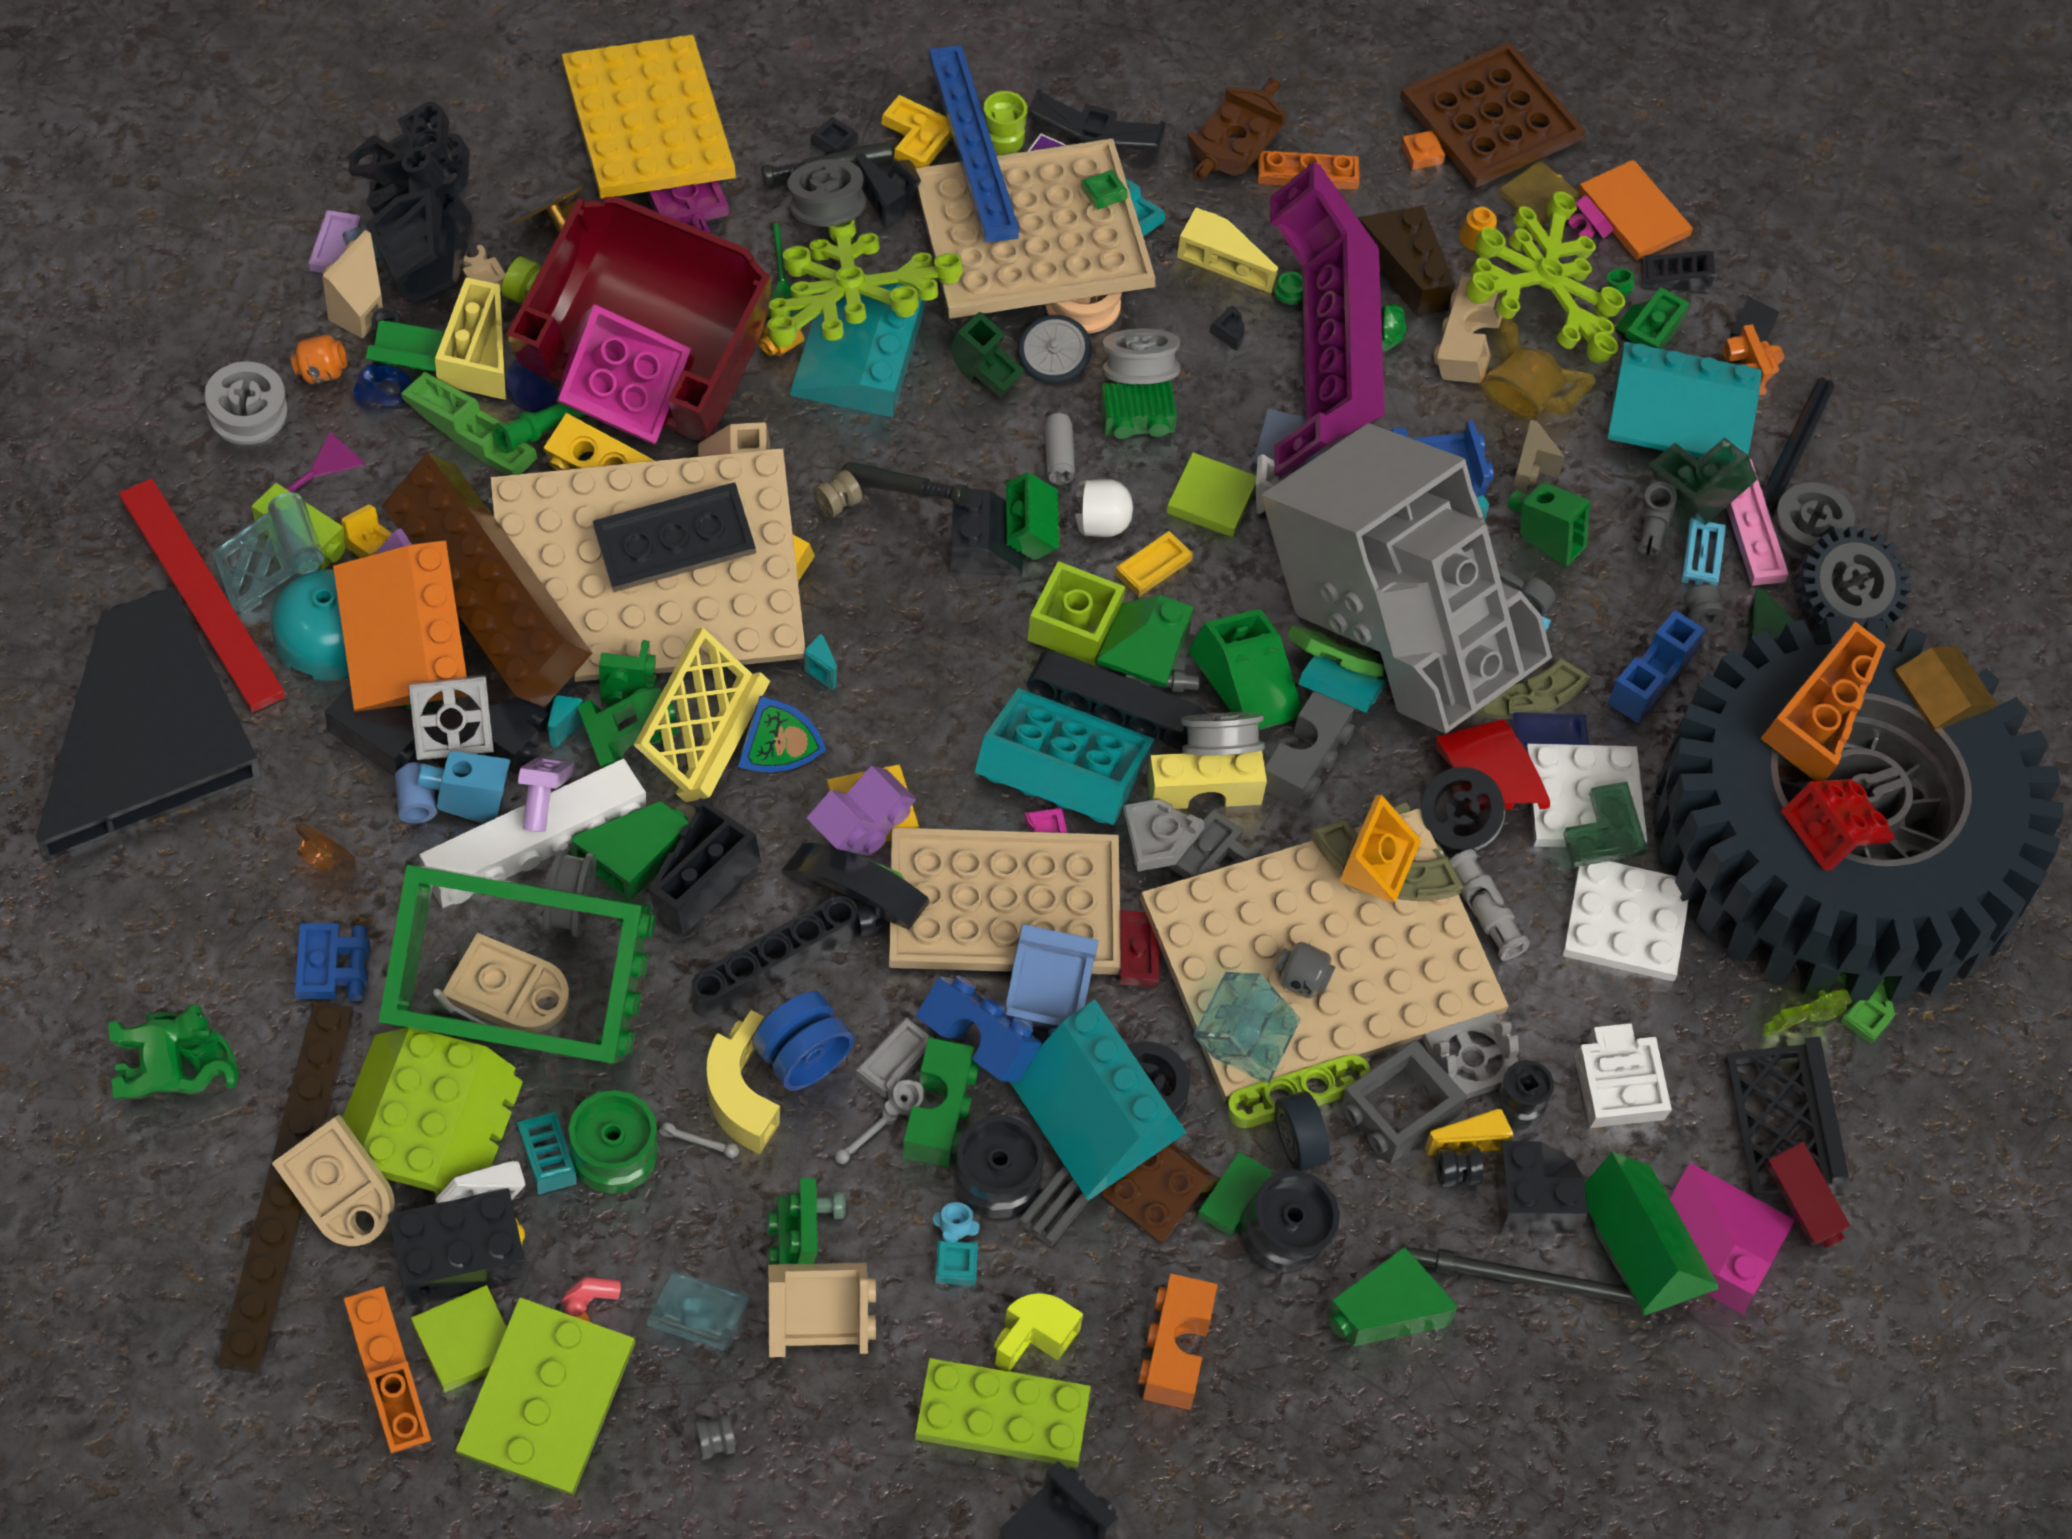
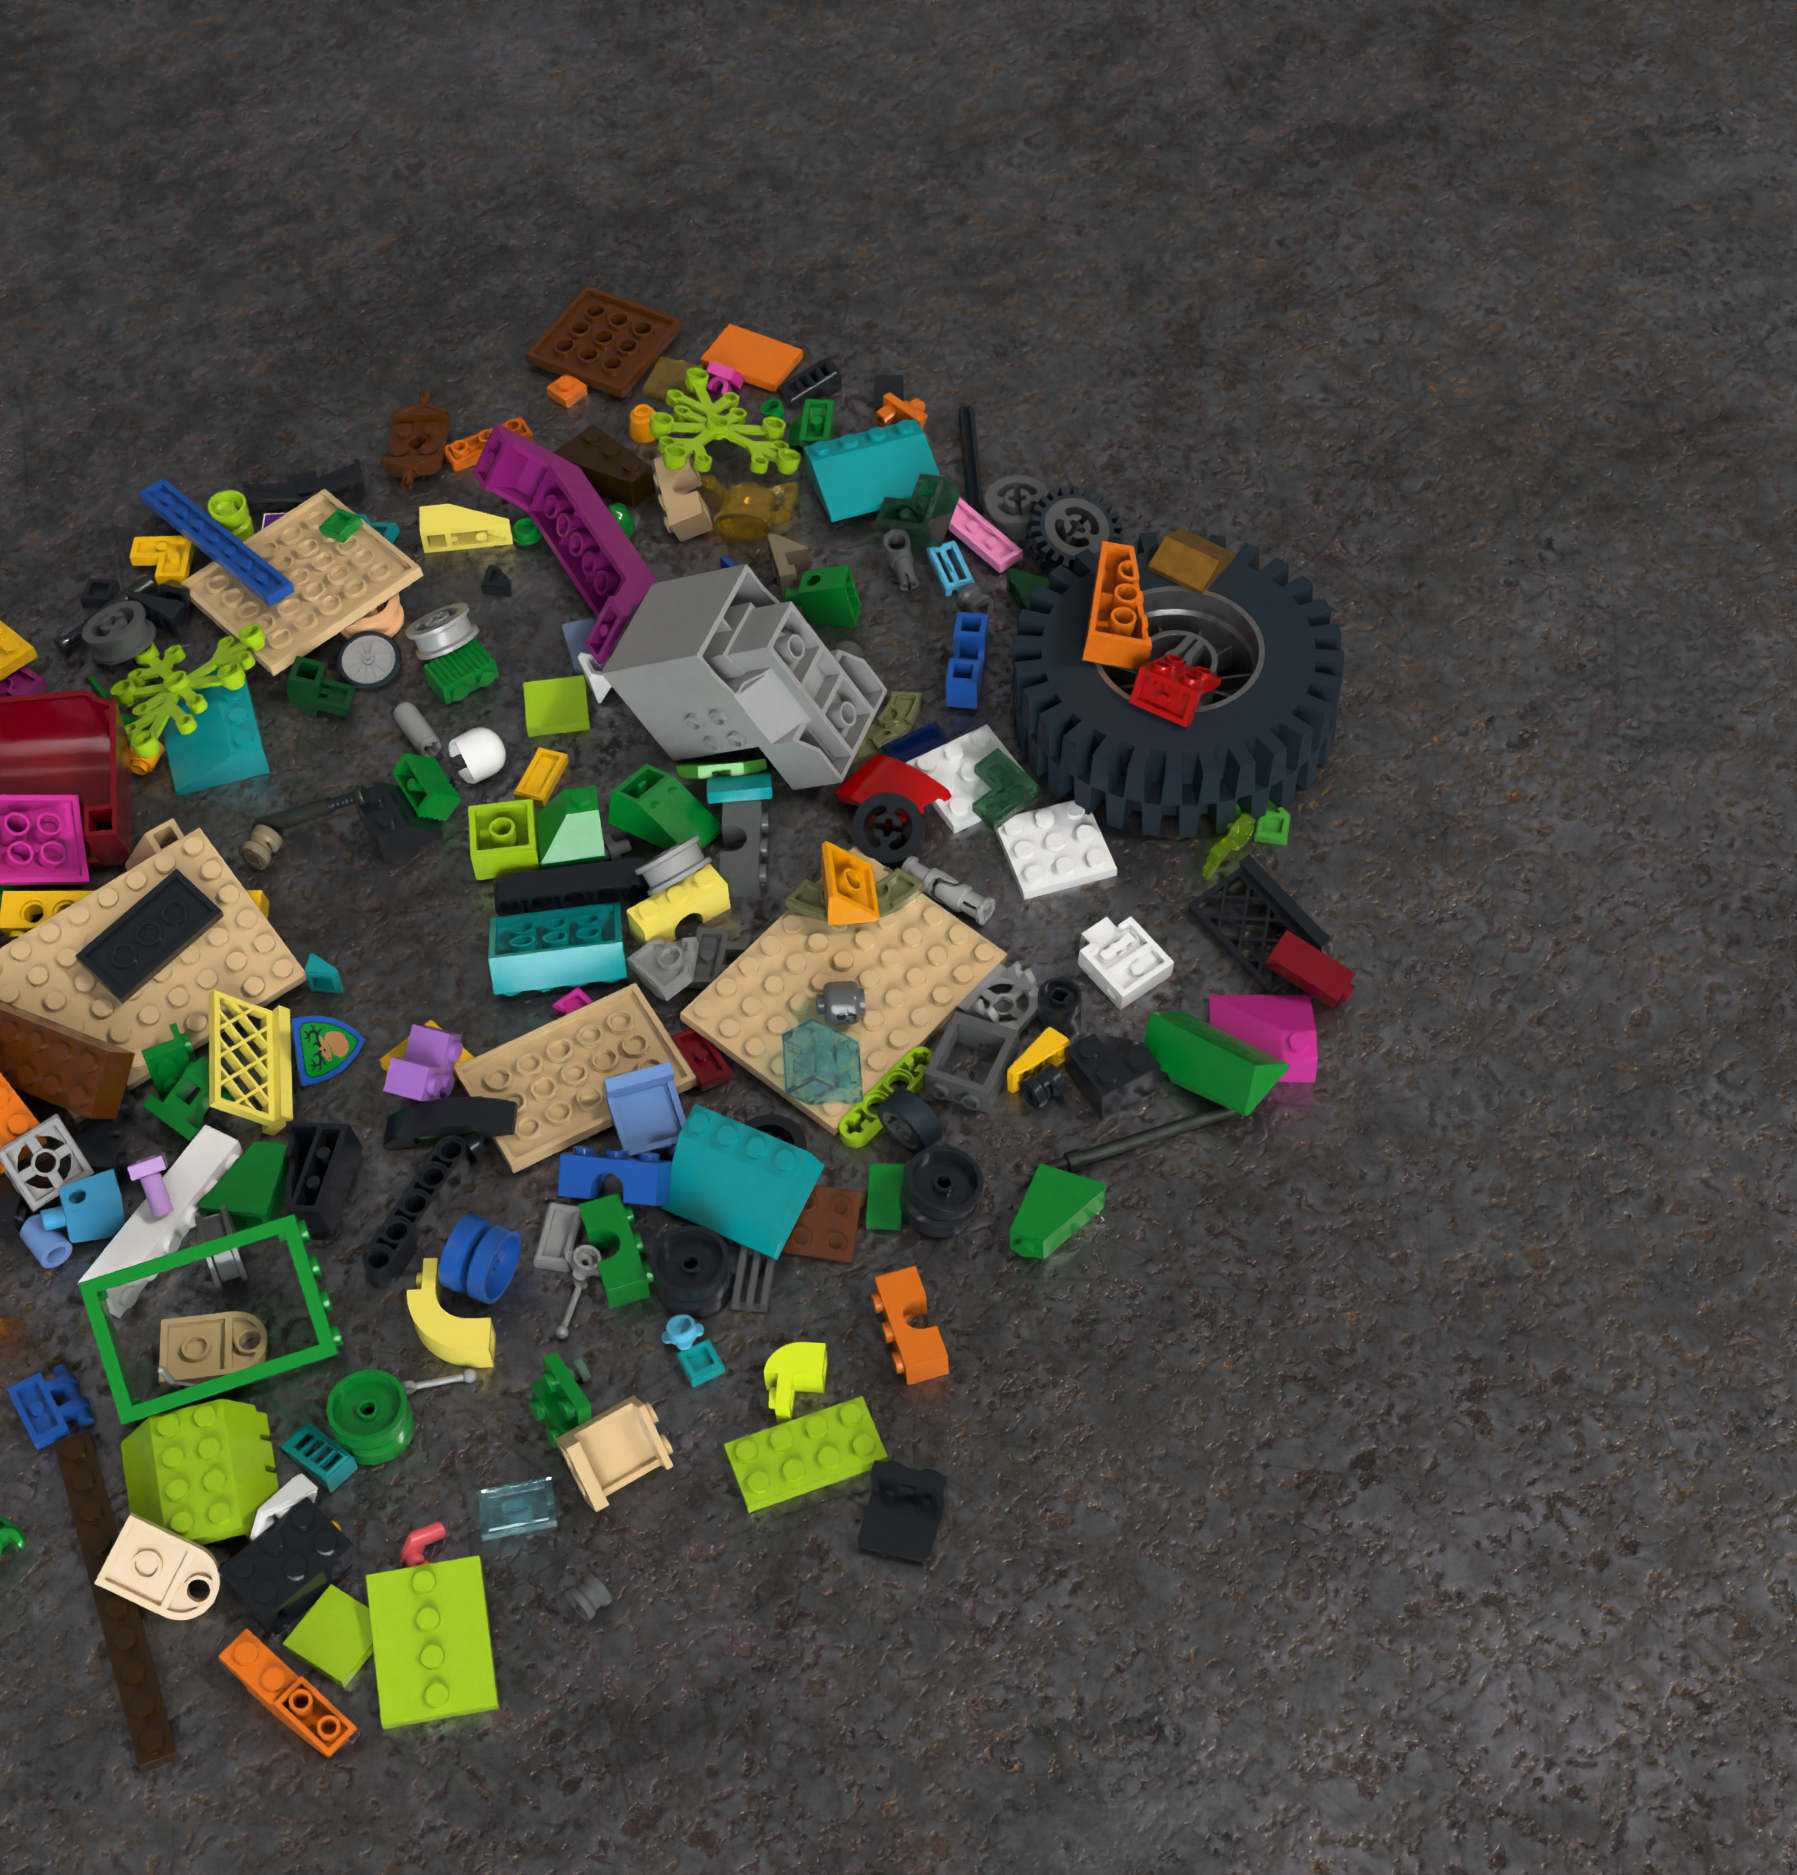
camera: 20 degrees left, 5 degrees down
(563, 719) = (136, 1121): teal slope -> none

